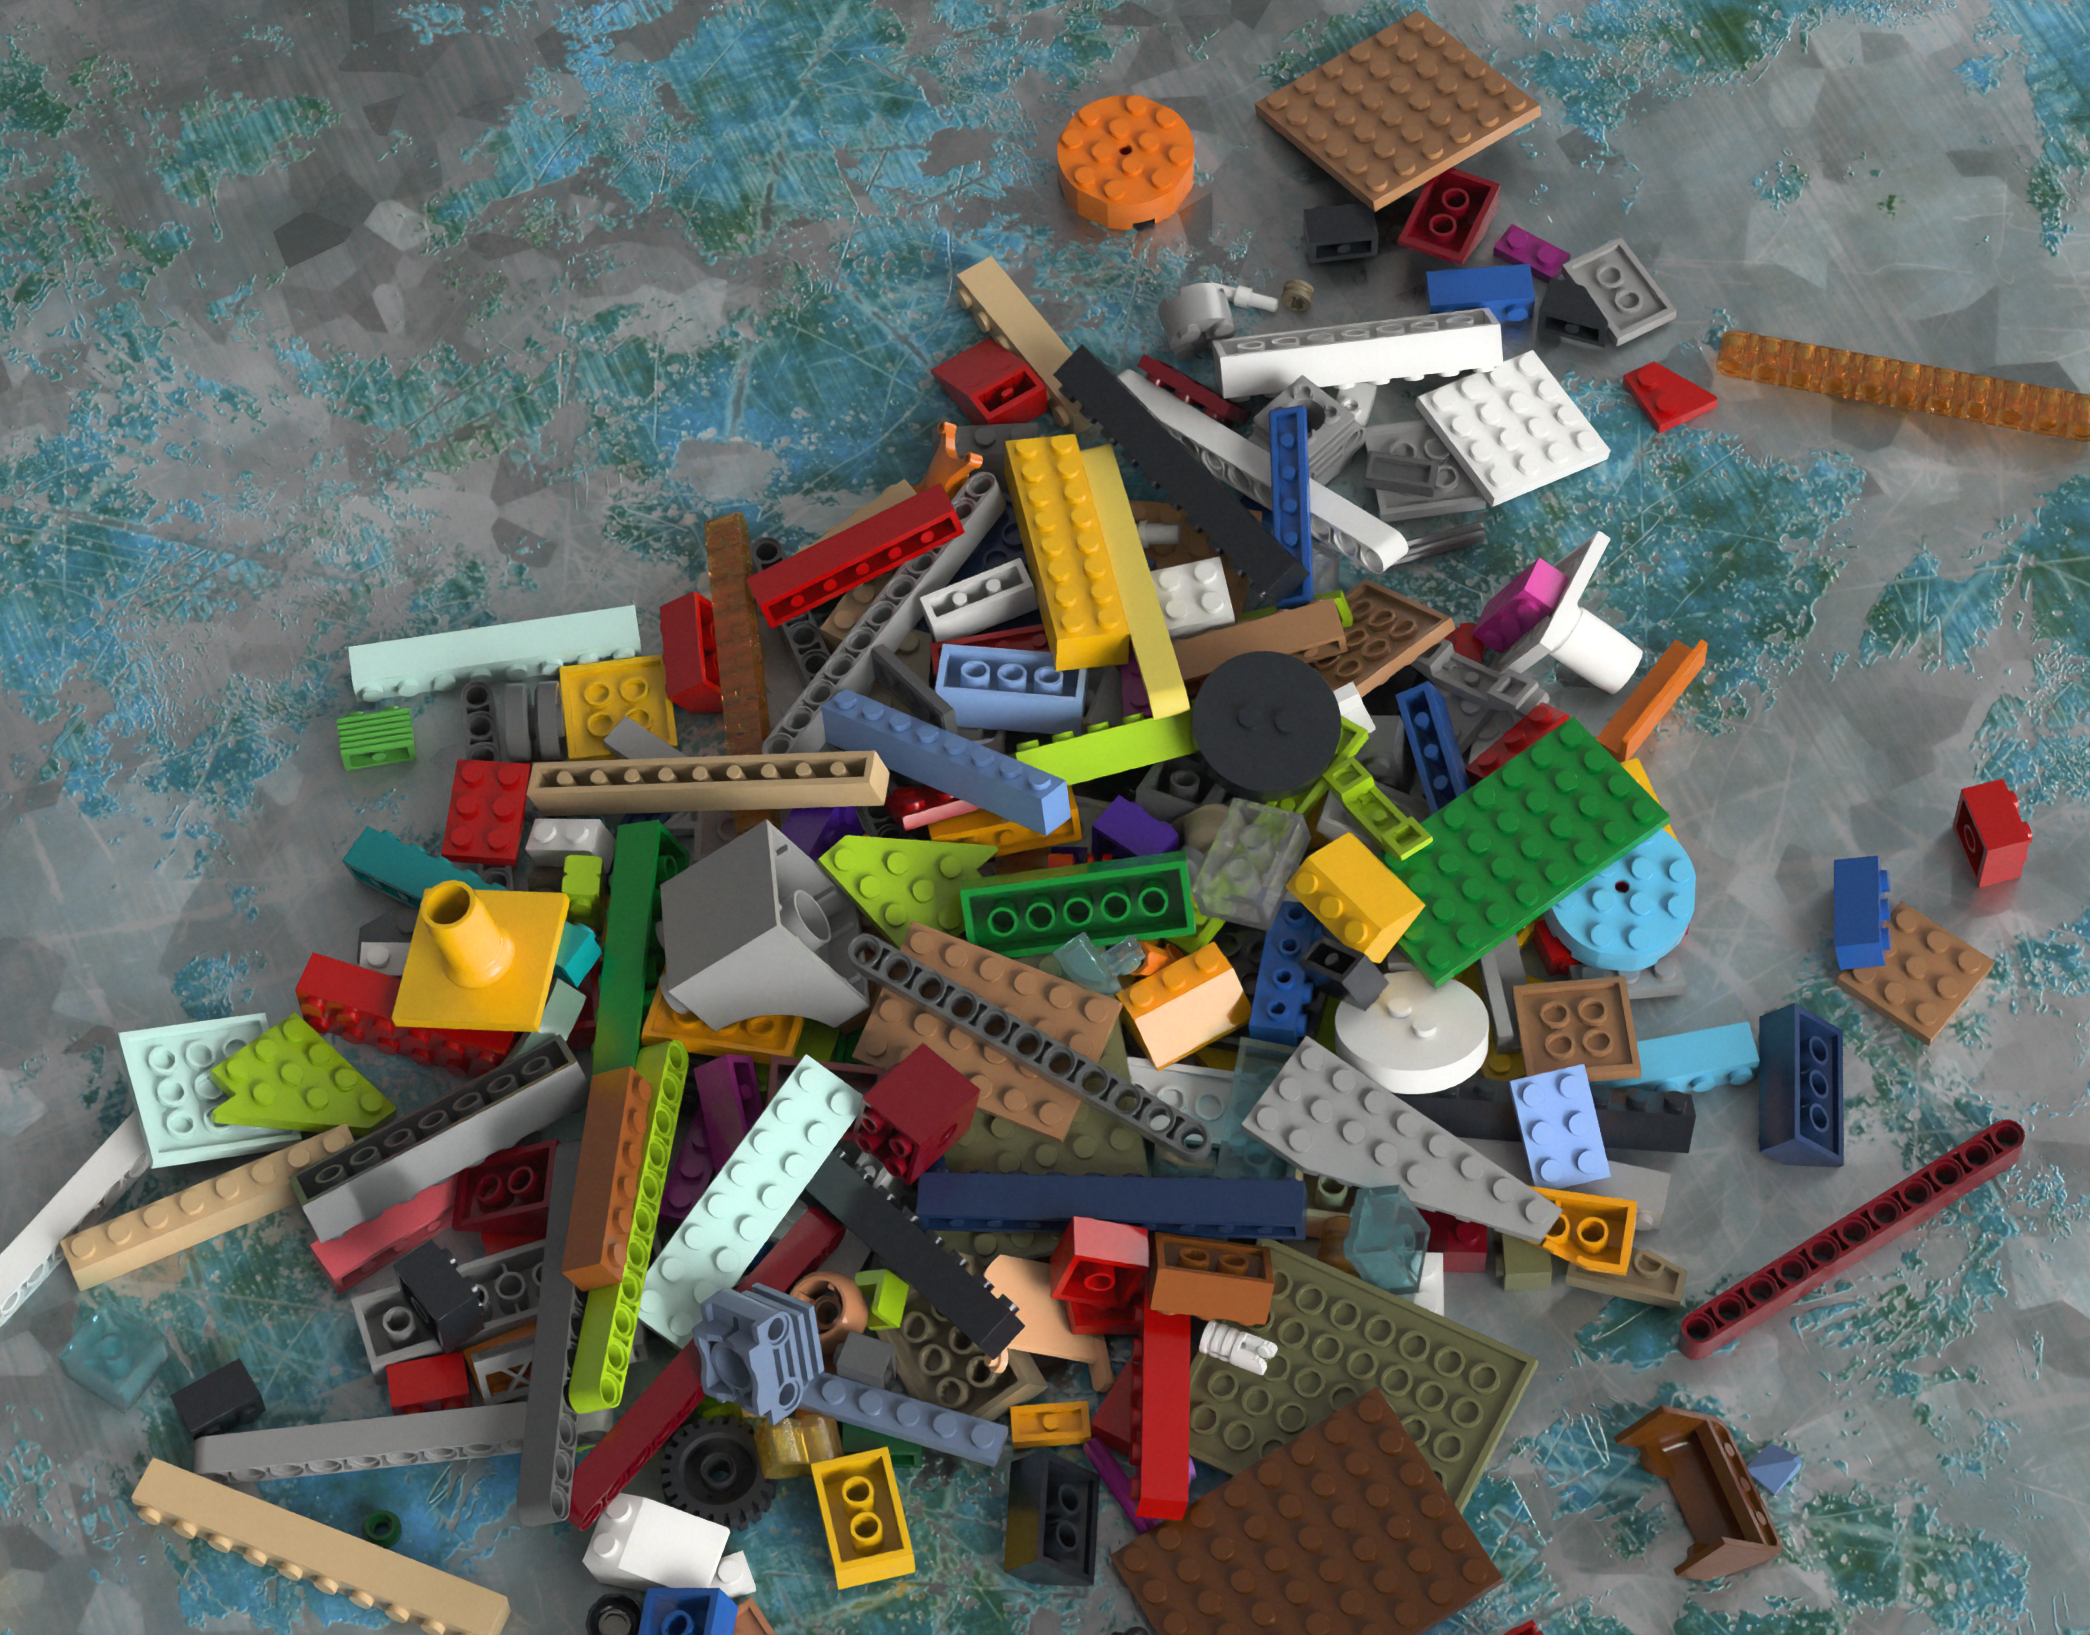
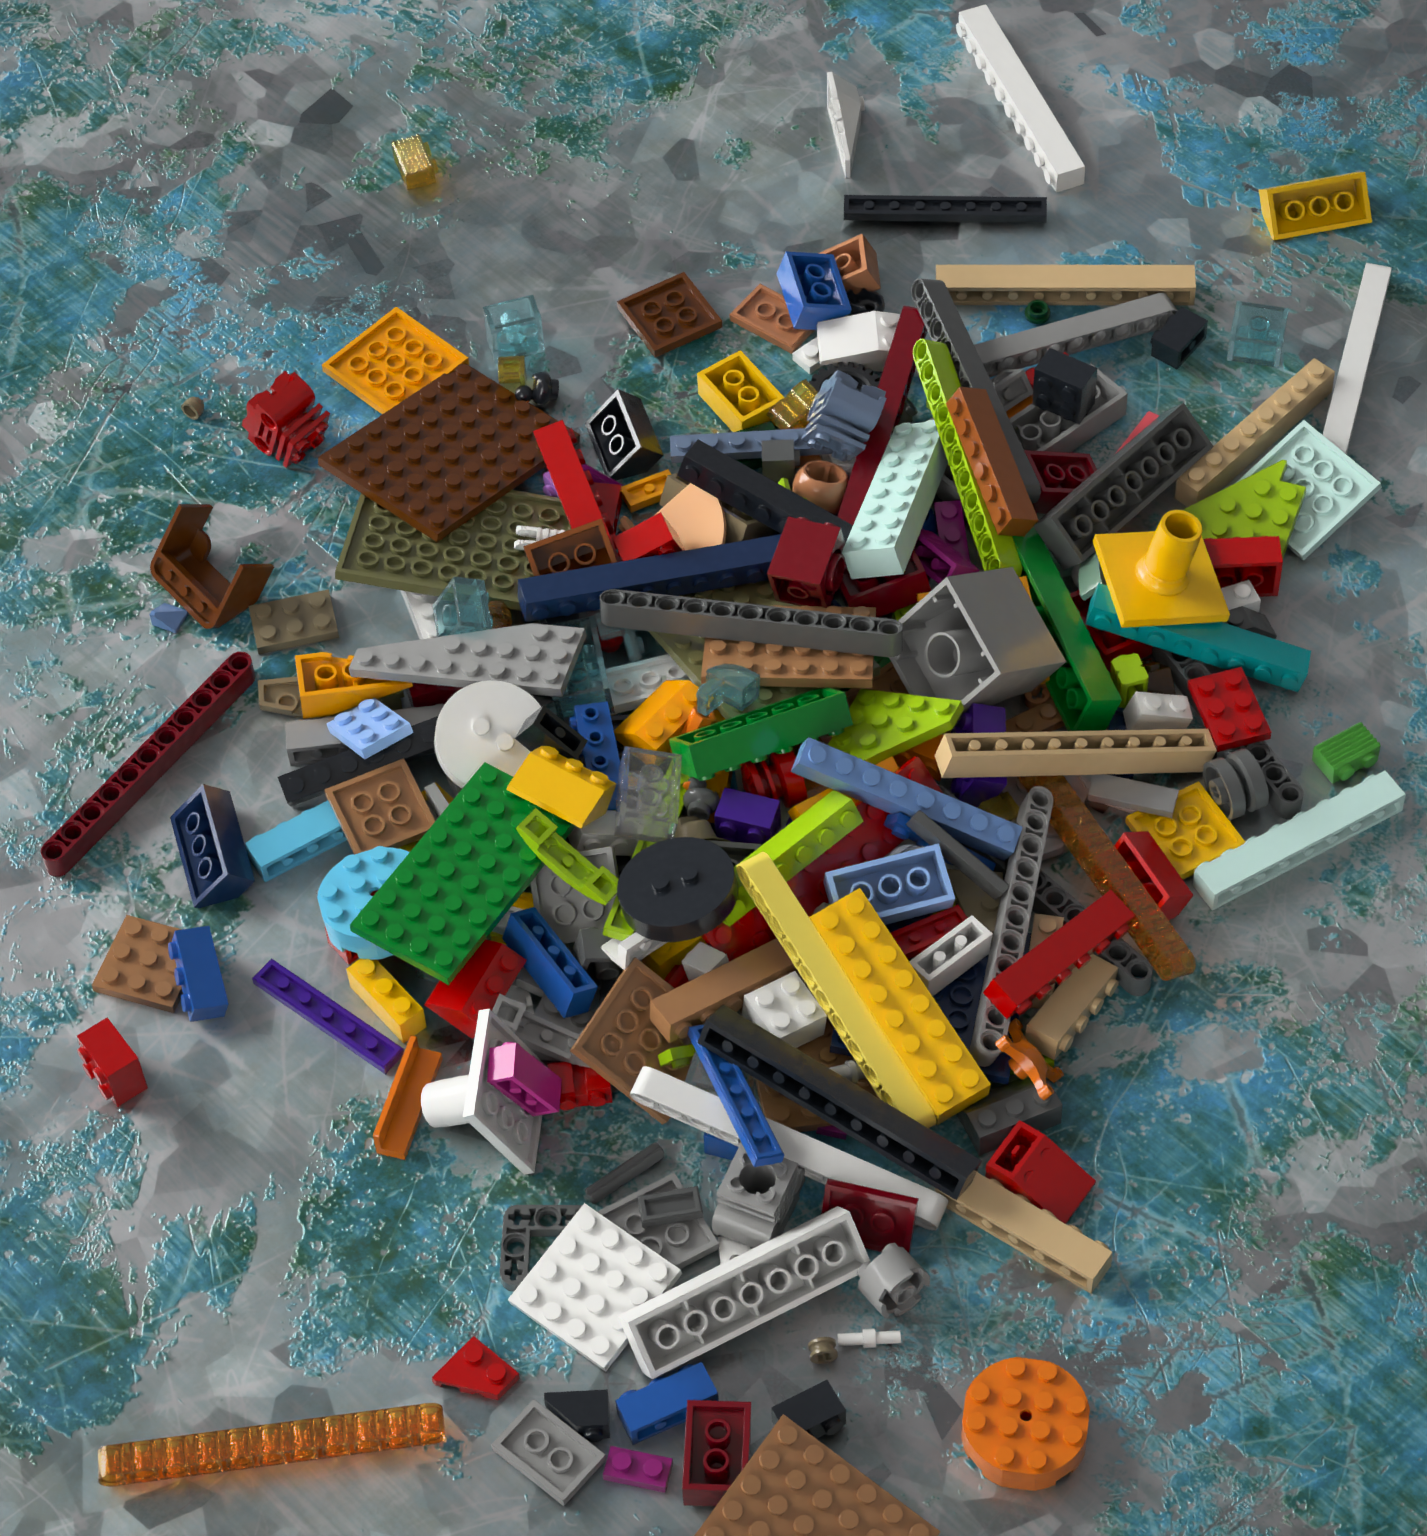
camera: 160 degrees right, 5 degrees down
(1566, 518) = (523, 1233): none -> dark grey beam
(1599, 1395) = (293, 621): none -> dark tan plate
(1716, 837) = (328, 1016): none -> dark purple tile

